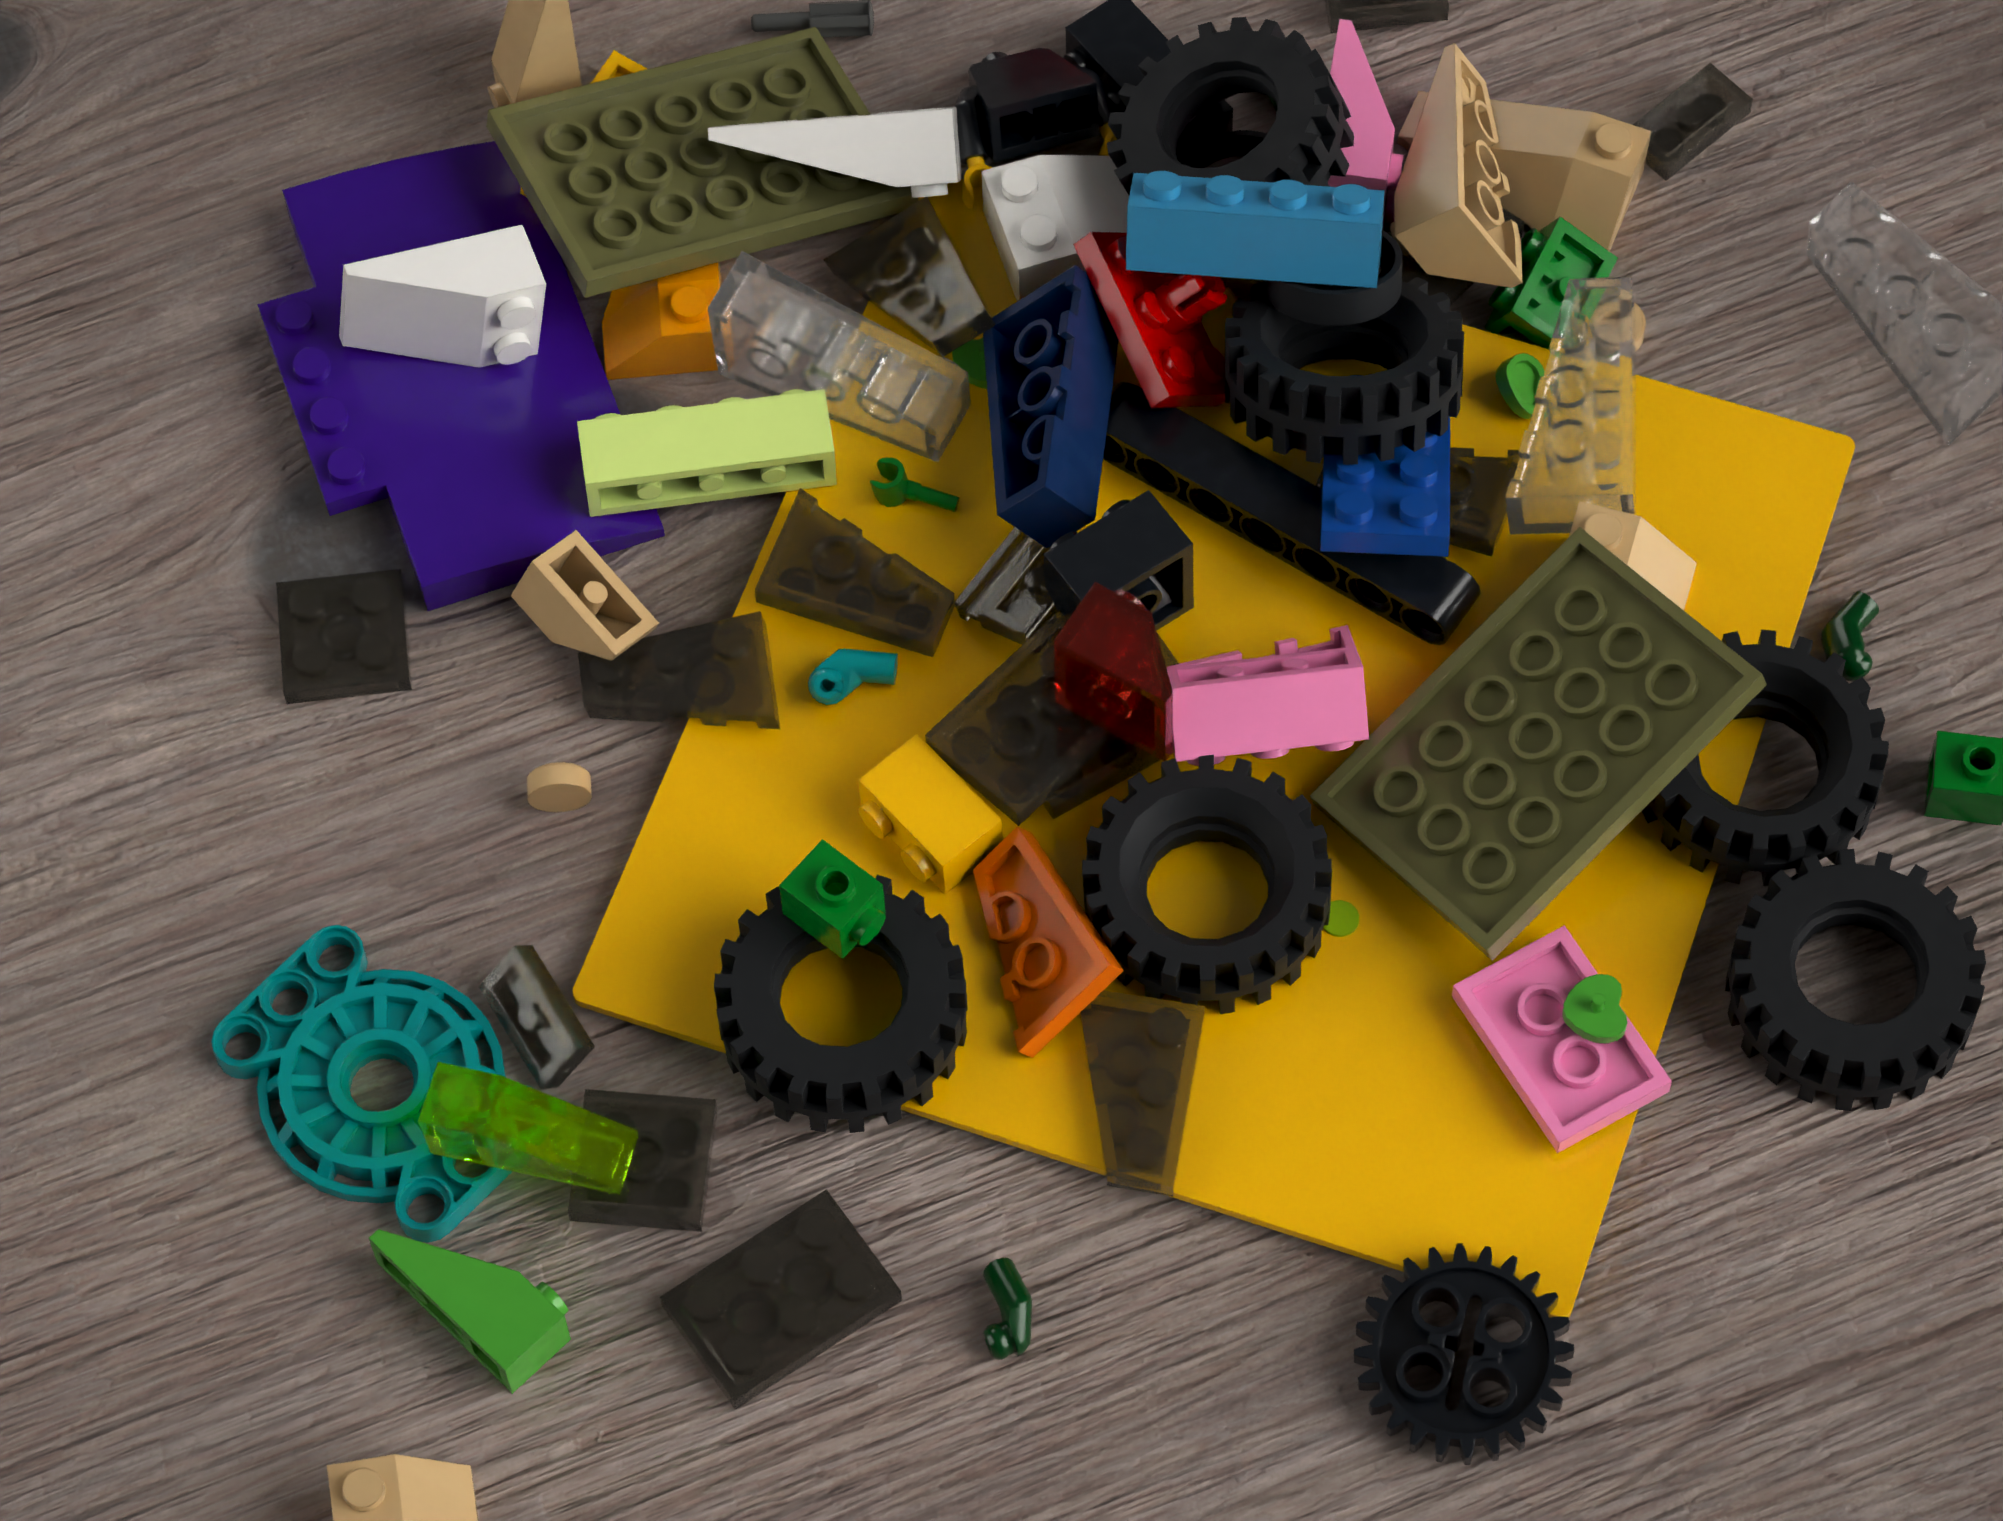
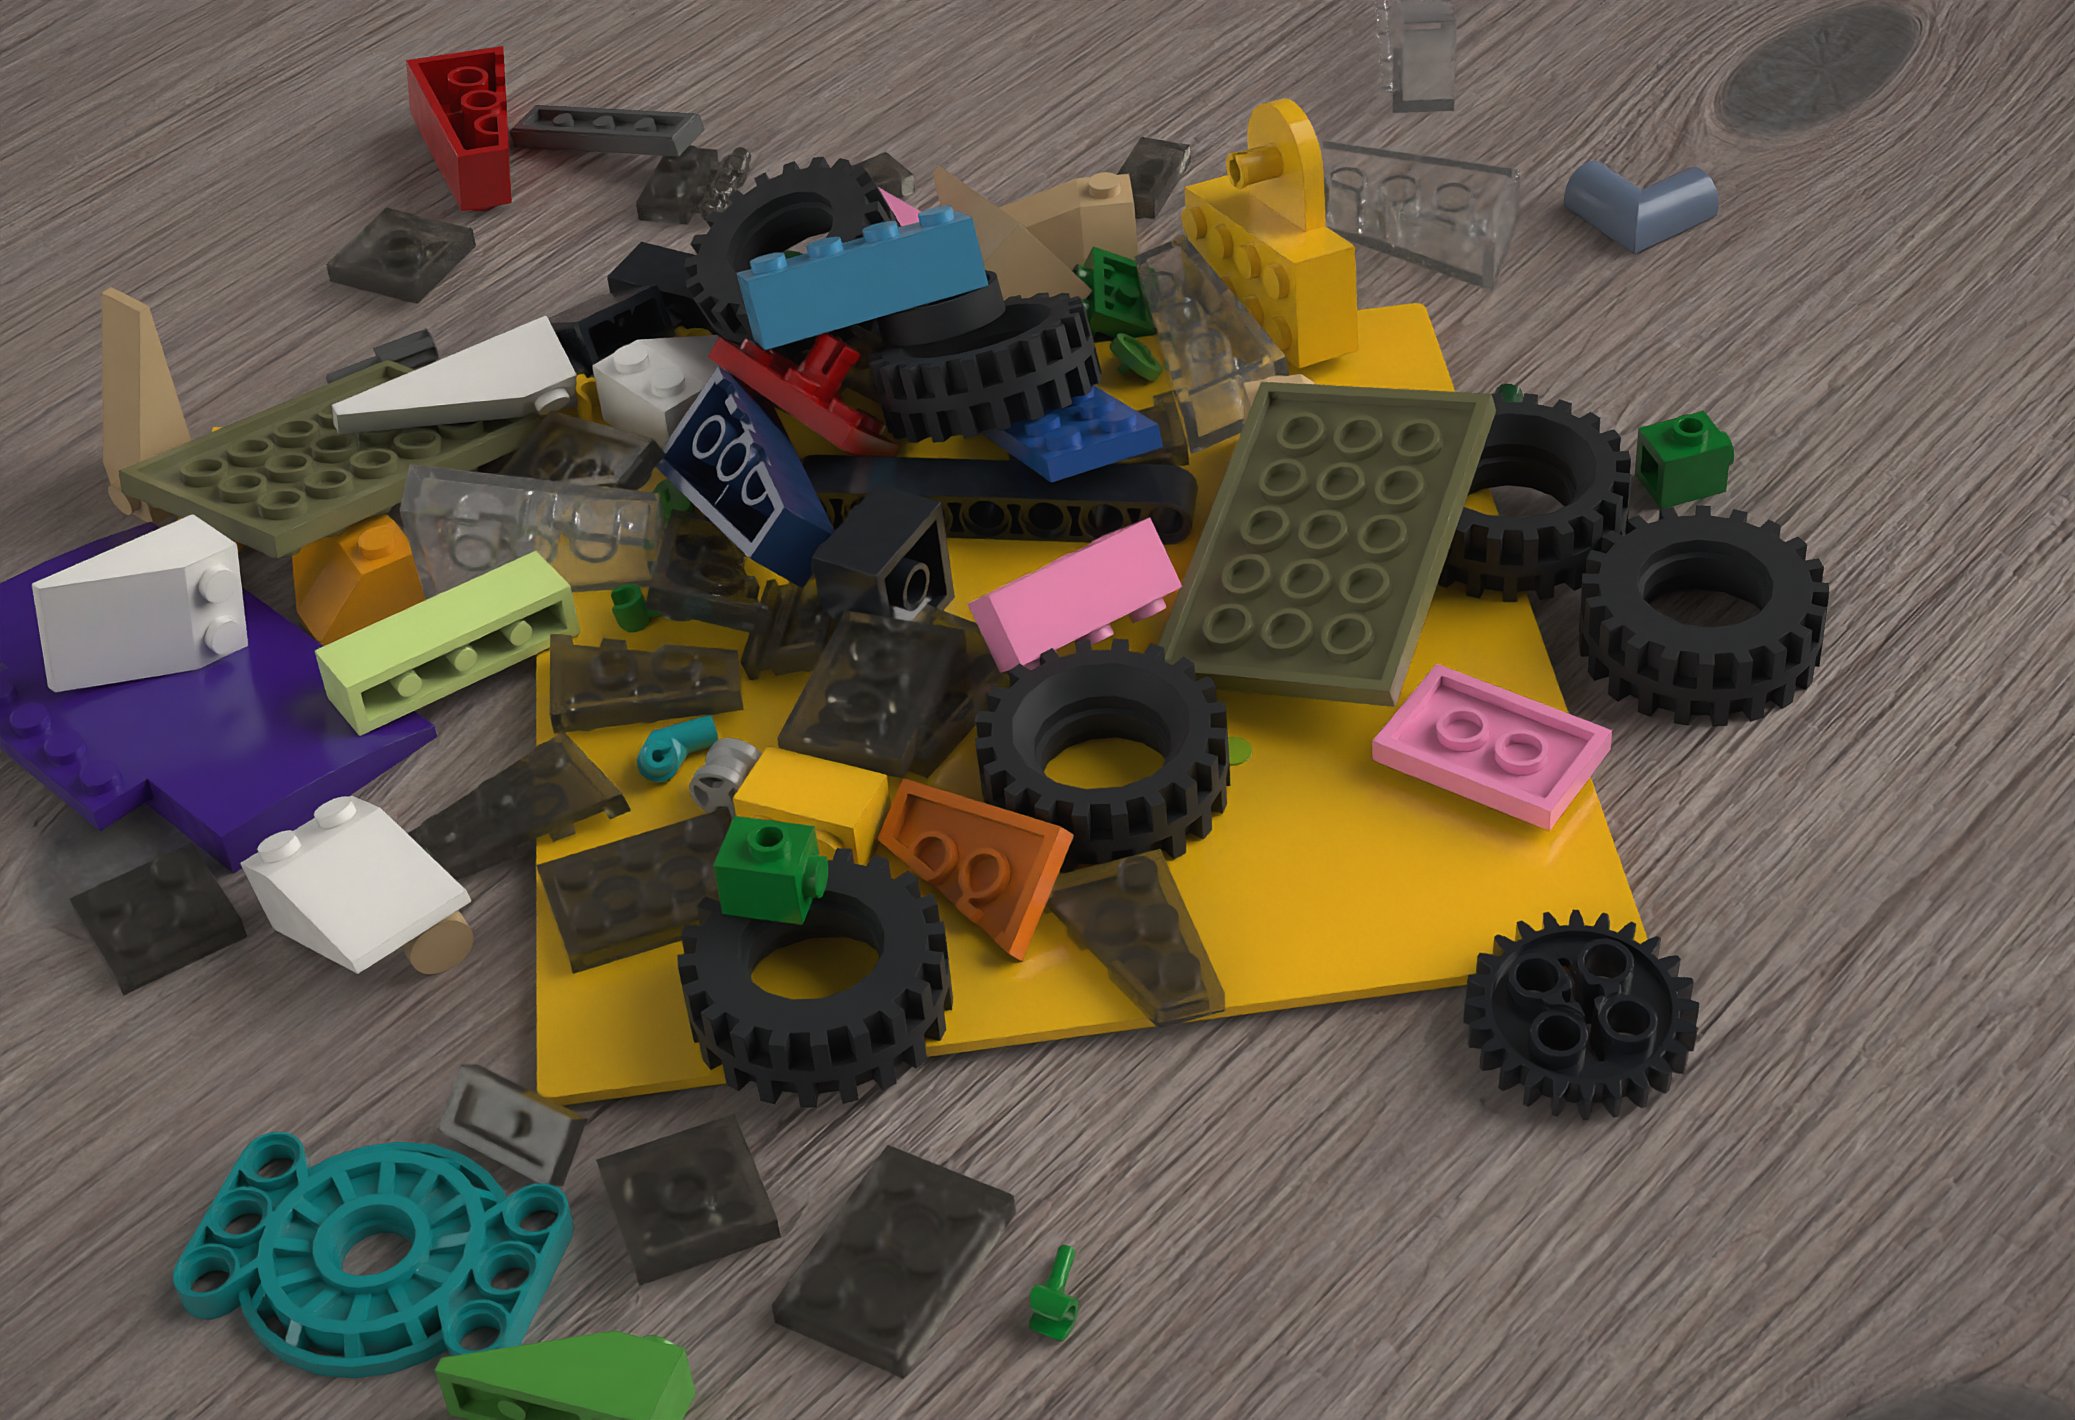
camera: 25 degrees left, 20 degrees down
(507, 706) = (351, 884): none -> white slope
(523, 1130) = (548, 1207): clear neon green slope -> none
(582, 601) = (390, 777): tan slope -> none
(751, 819) = (633, 890): none -> clear smoke plate
(873, 1408) = (1053, 1310): none -> green hand
(874, 737) = (725, 771): none -> light grey wheel
(954, 495) = (705, 578): none -> clear smoke wing
(1015, 1305) = (1144, 1182): dark green arm -> none
(1115, 670) = (938, 601): clear red slope -> none
(1594, 1009) = (1509, 704): bright green piece -> none
(1706, 337) = (1271, 239): none -> yellow brick

